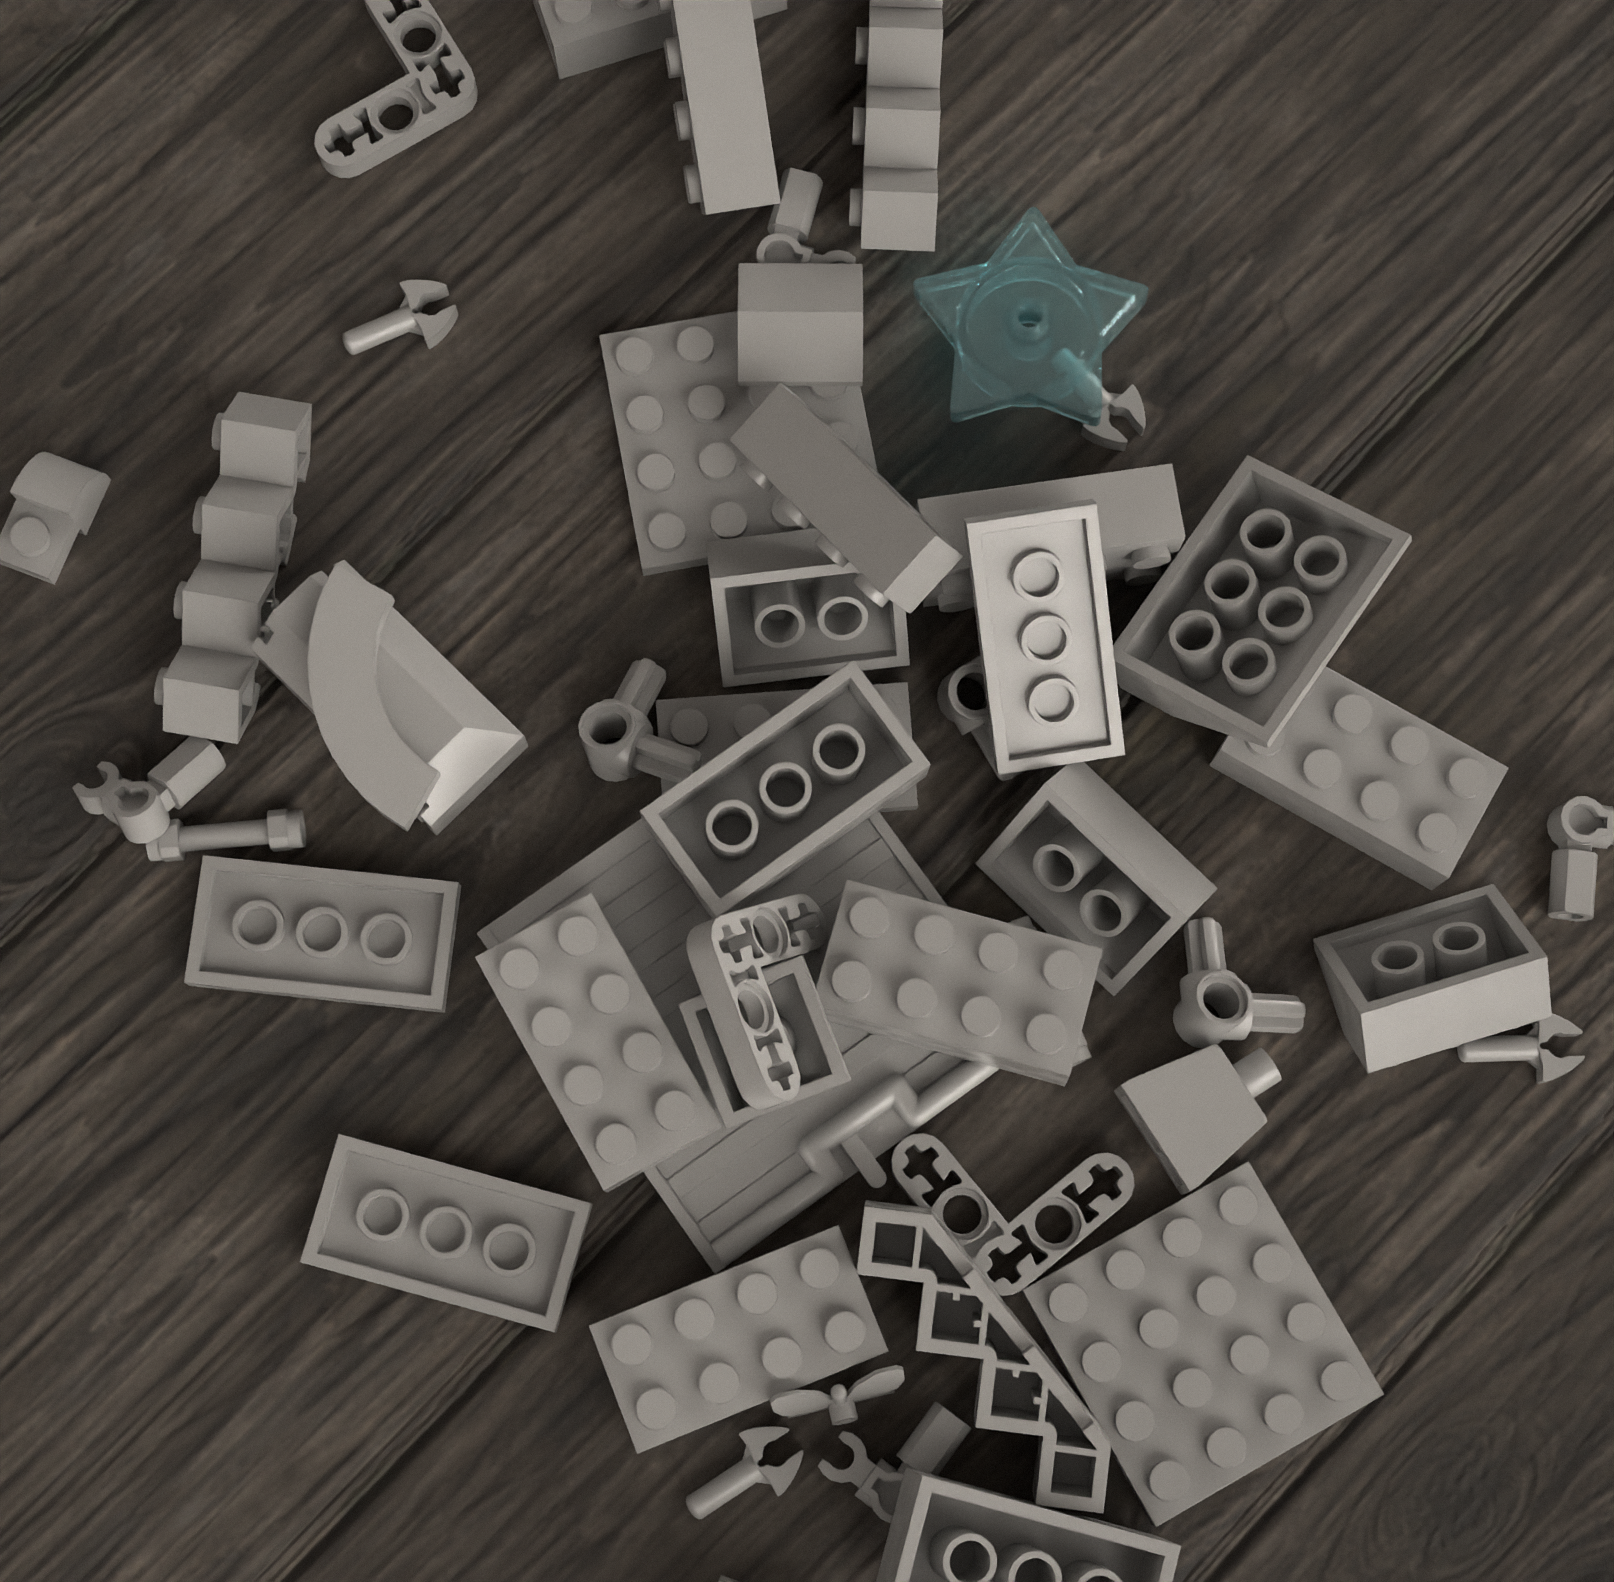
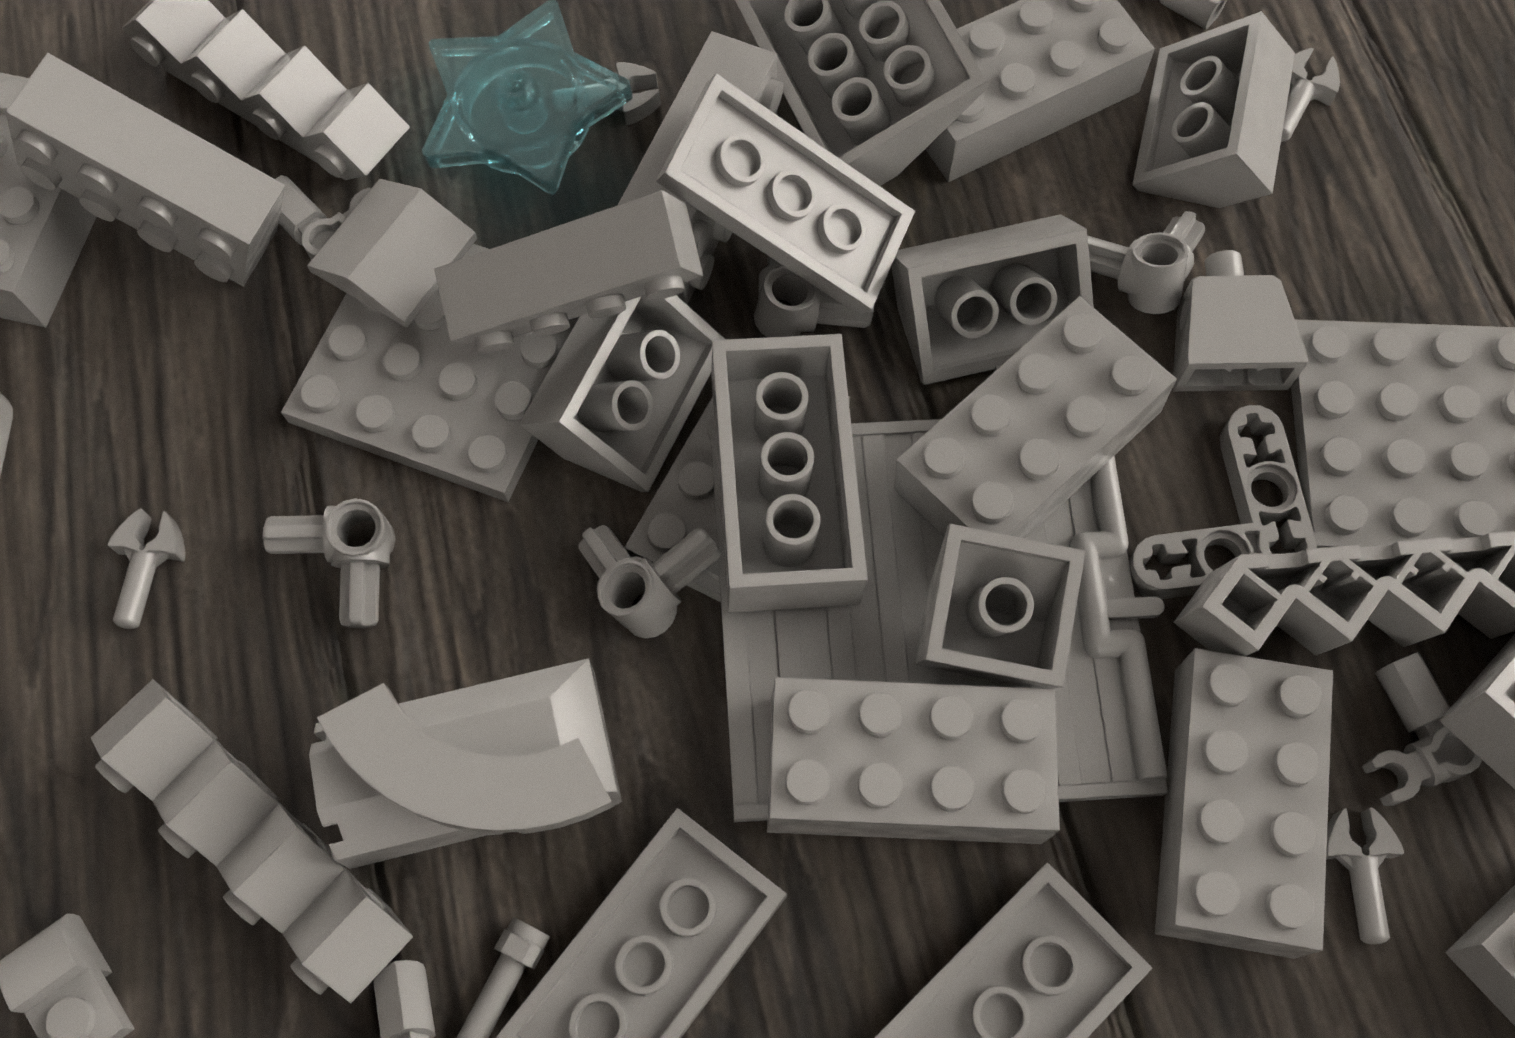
camera: 55 degrees left, 10 degrees down
(513, 455) = (329, 535): none -> light grey axle
(758, 1051) = (914, 578): light grey beam -> none
(841, 1402) = (1352, 743): light grey piece -> none

